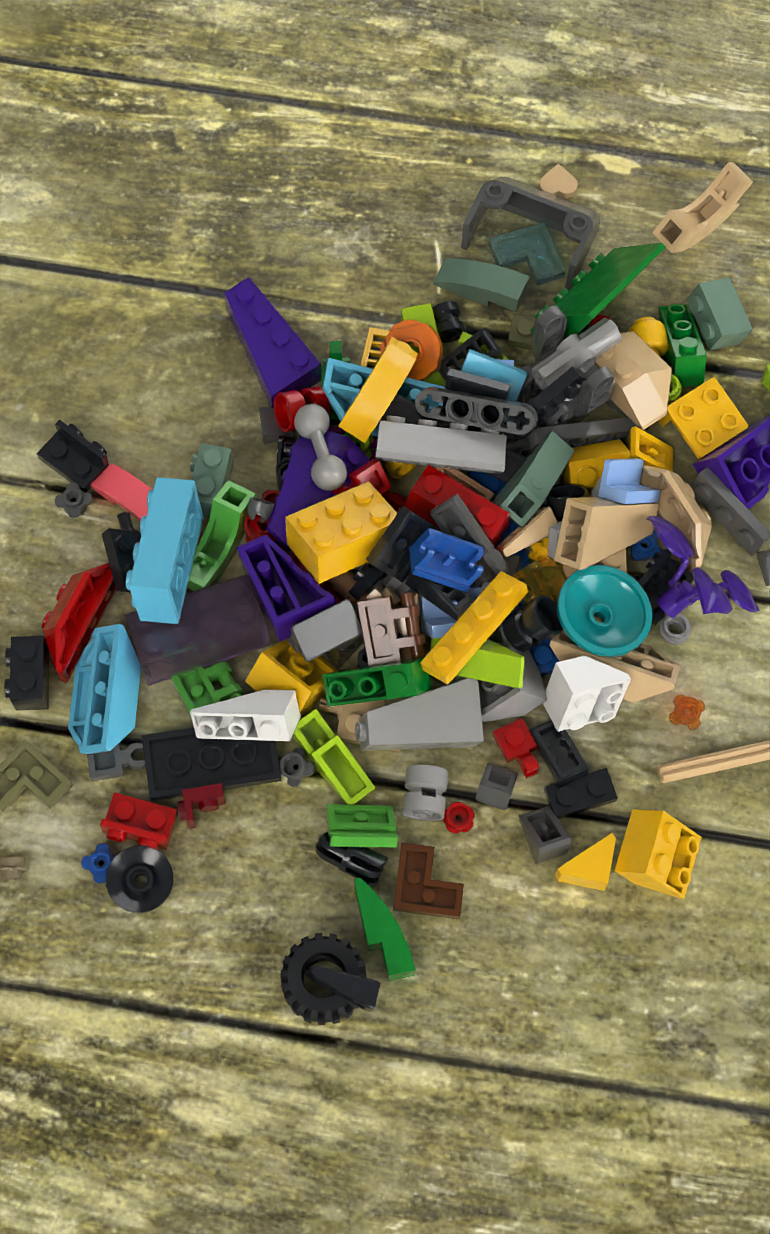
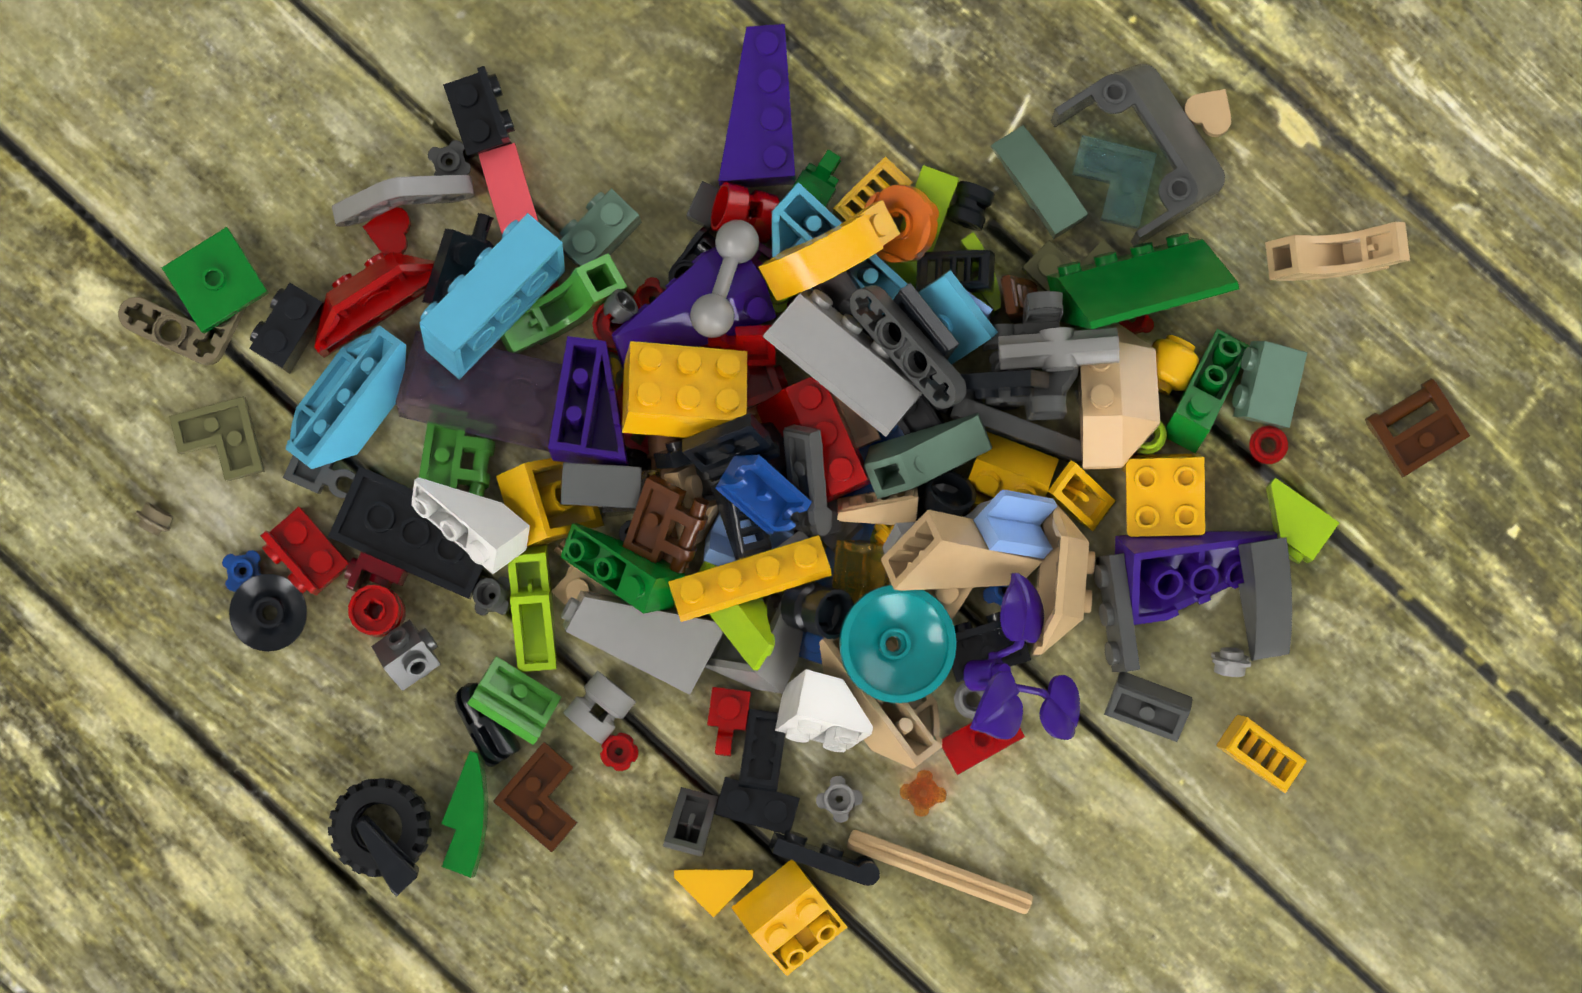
camera: 45 degrees right, 15 degrees up
(45, 534) = (401, 191): none -> light grey beam
(58, 568) = (389, 230): none -> red tile
(220, 826) = (376, 610): none -> red wheel
(262, 843) = (407, 654): none -> dark grey brick
(496, 786) = (680, 743): dark grey slope -> none
(518, 352) = (1014, 294): none -> reddish brown slope
(641, 747) = (850, 799): none -> light grey plate
(654, 794) = (827, 858): none -> black plate
(700, 651) = (969, 747): none -> red plate
(748, 347) = (1279, 439): none -> red plate

